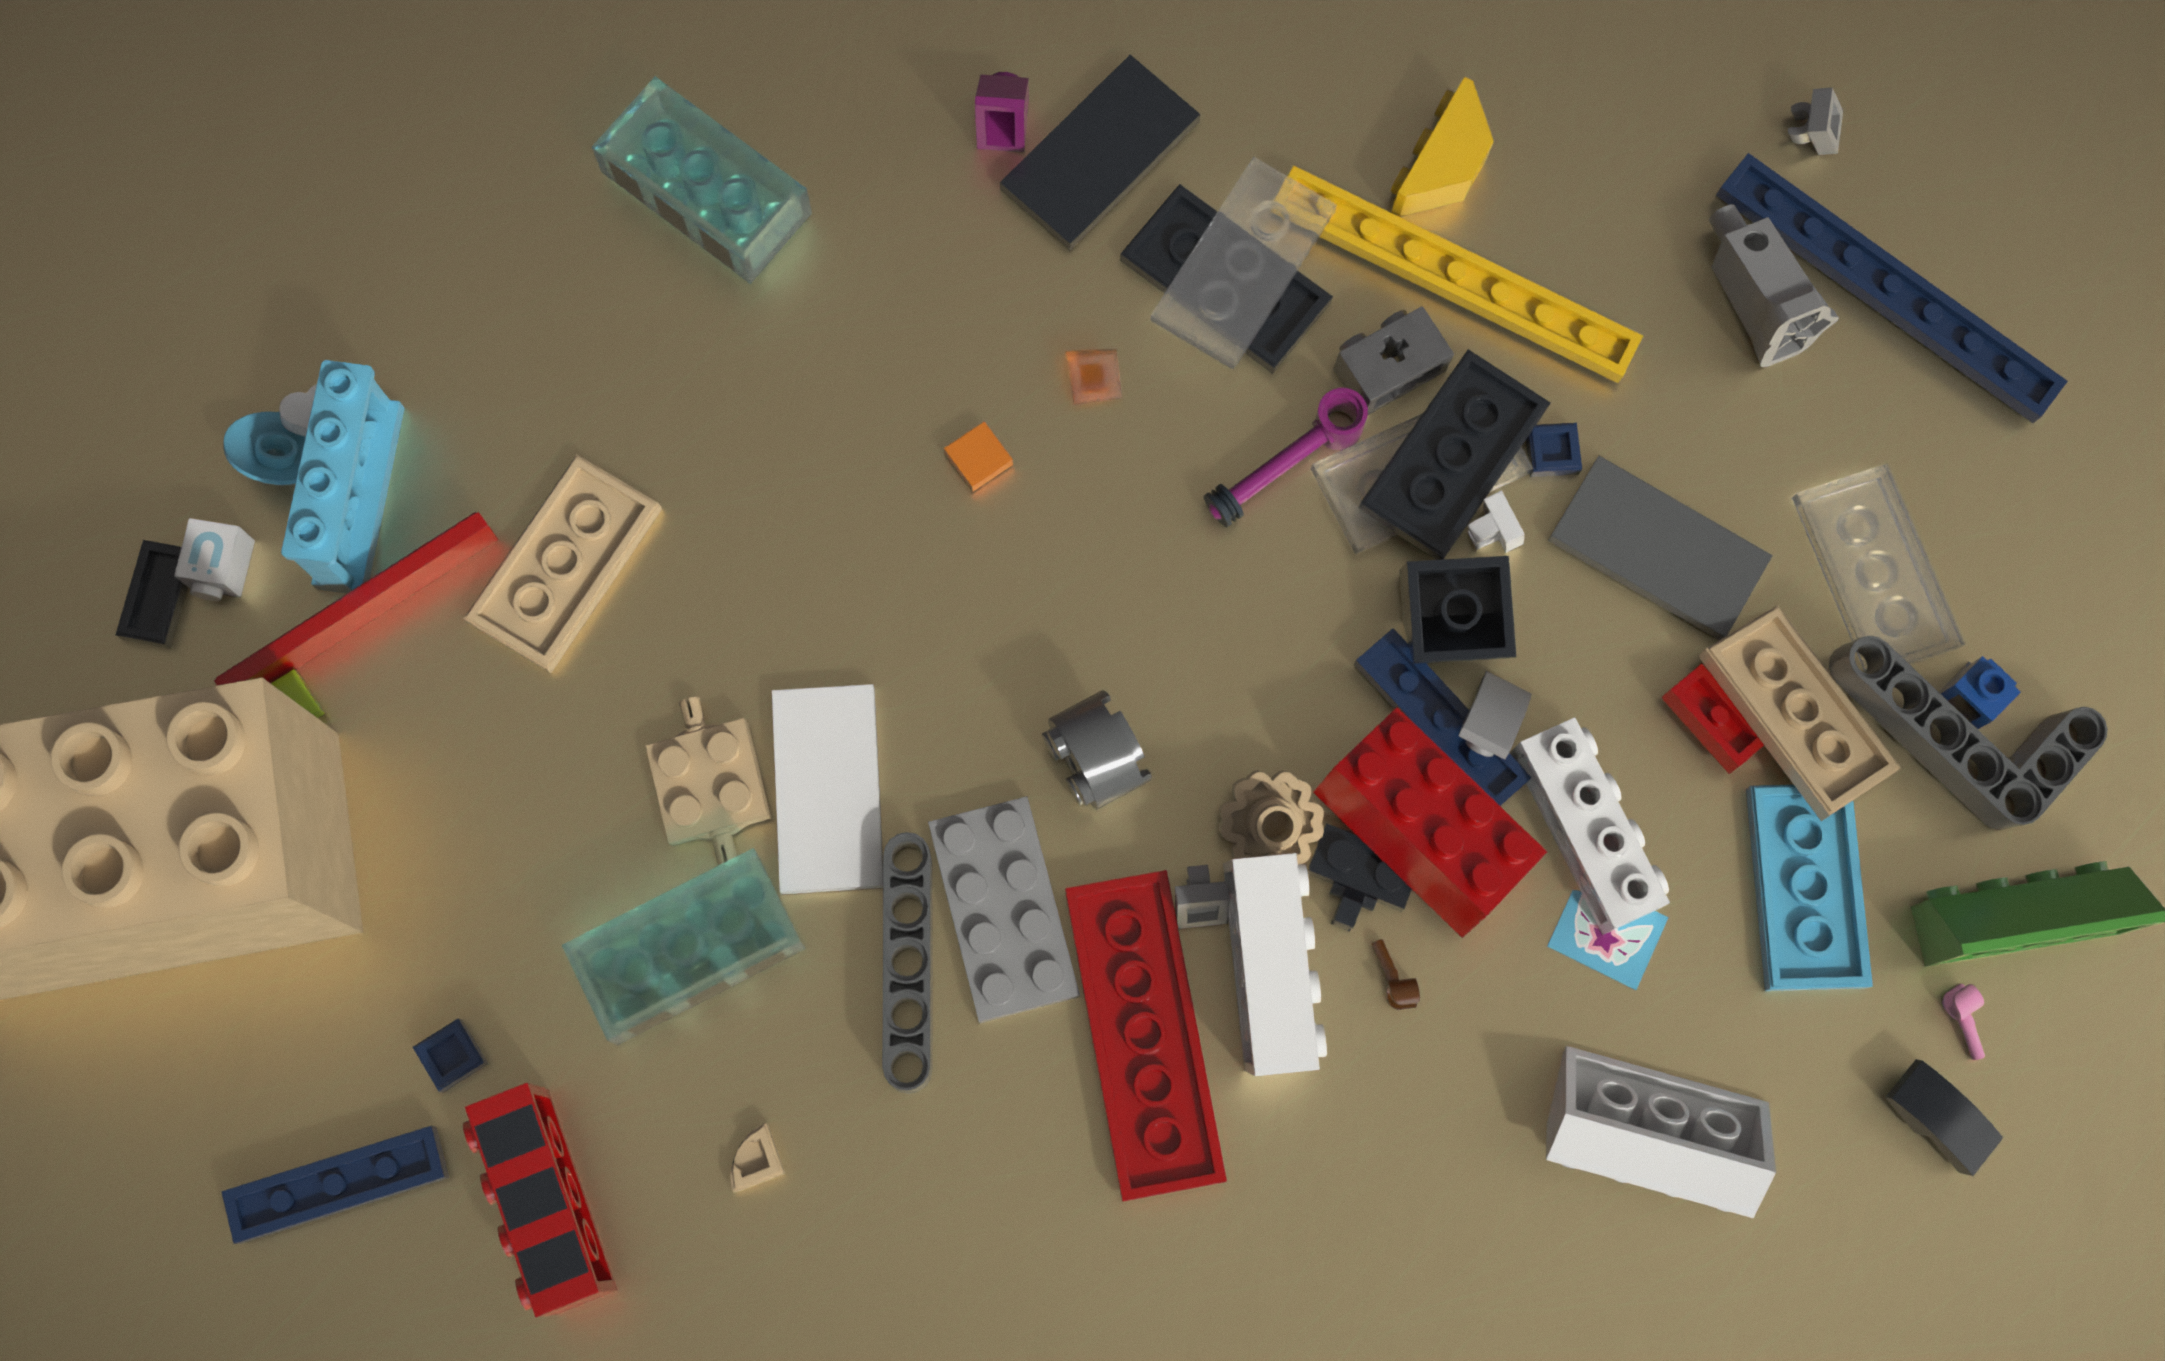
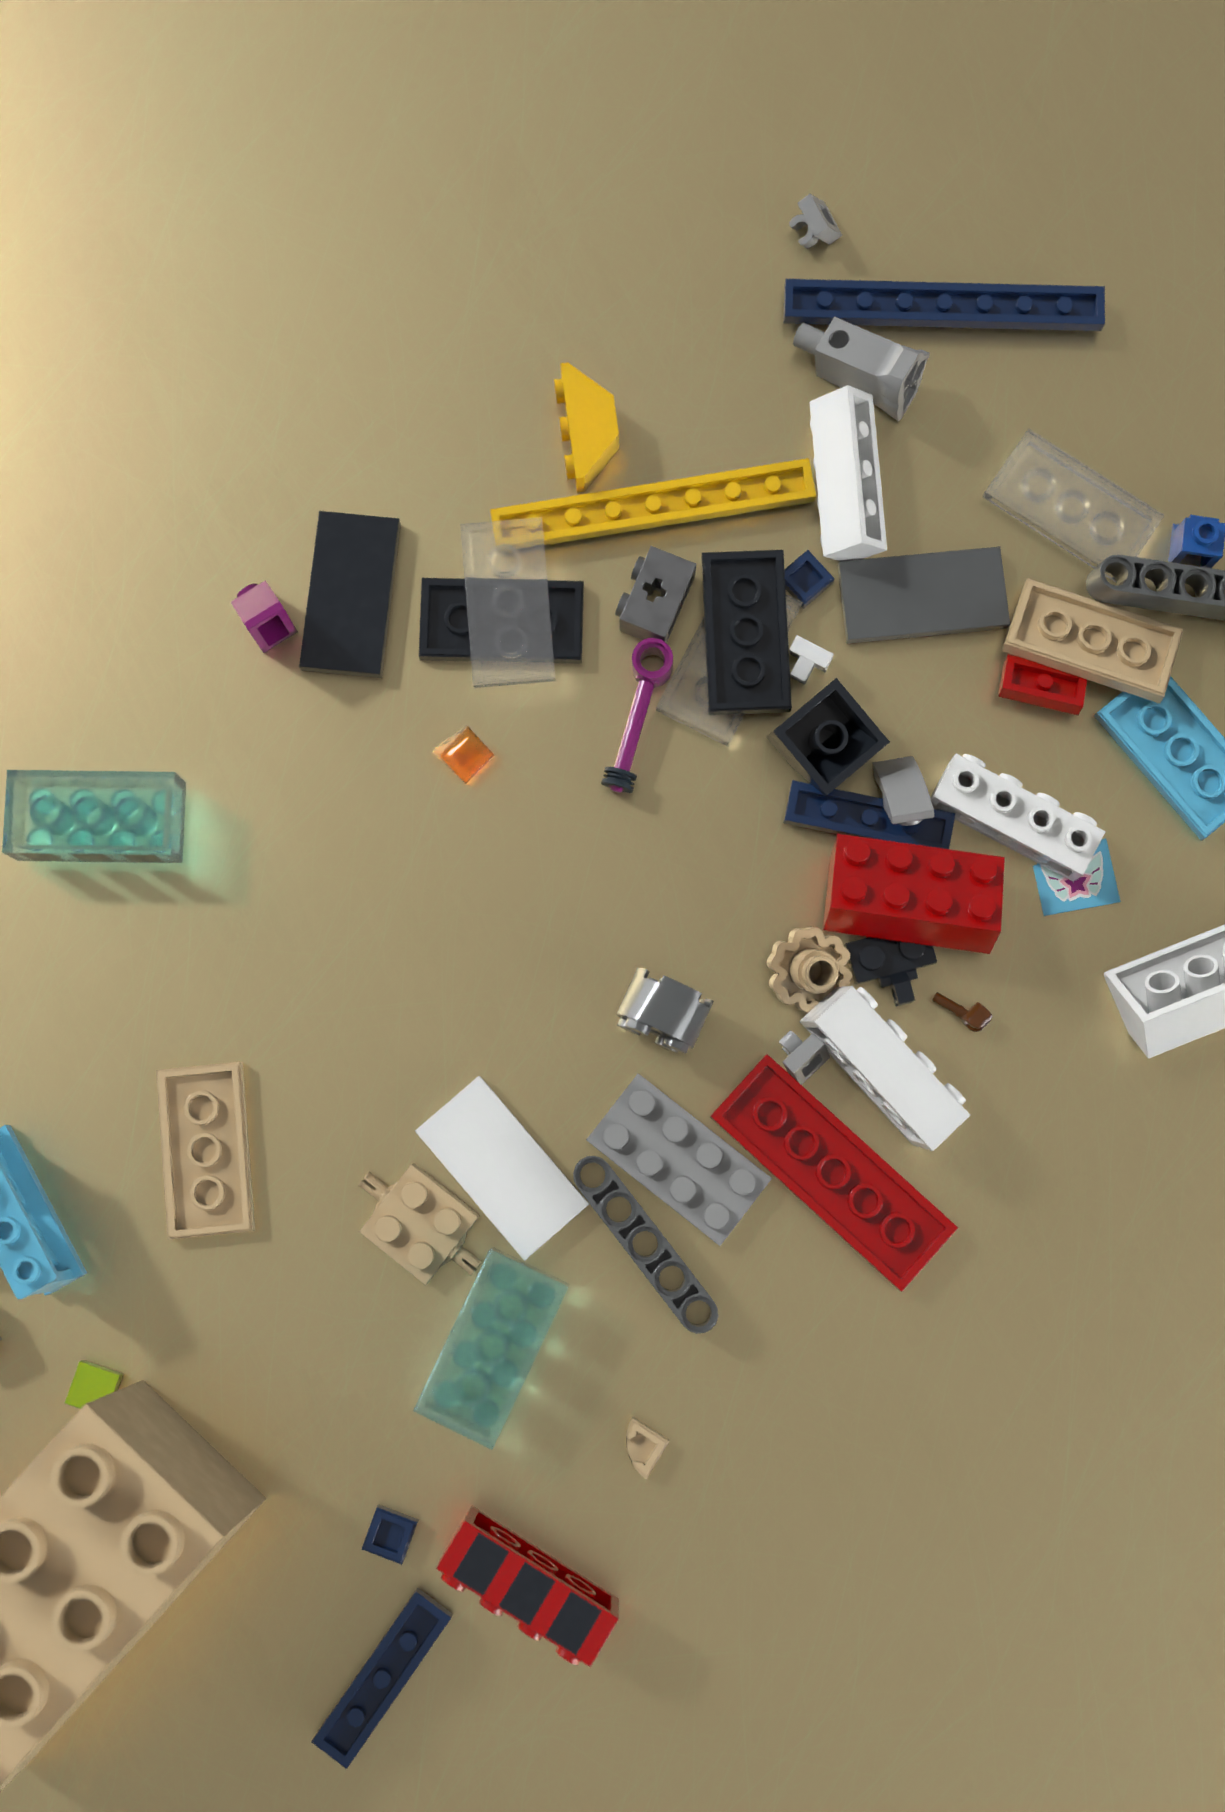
camera: 30 degrees left, 5 degrees up
(365, 602) = (89, 1290): red tile -> none
(978, 456) = (429, 867): orange tile -> none
(1669, 378) = (848, 475): none -> white brick

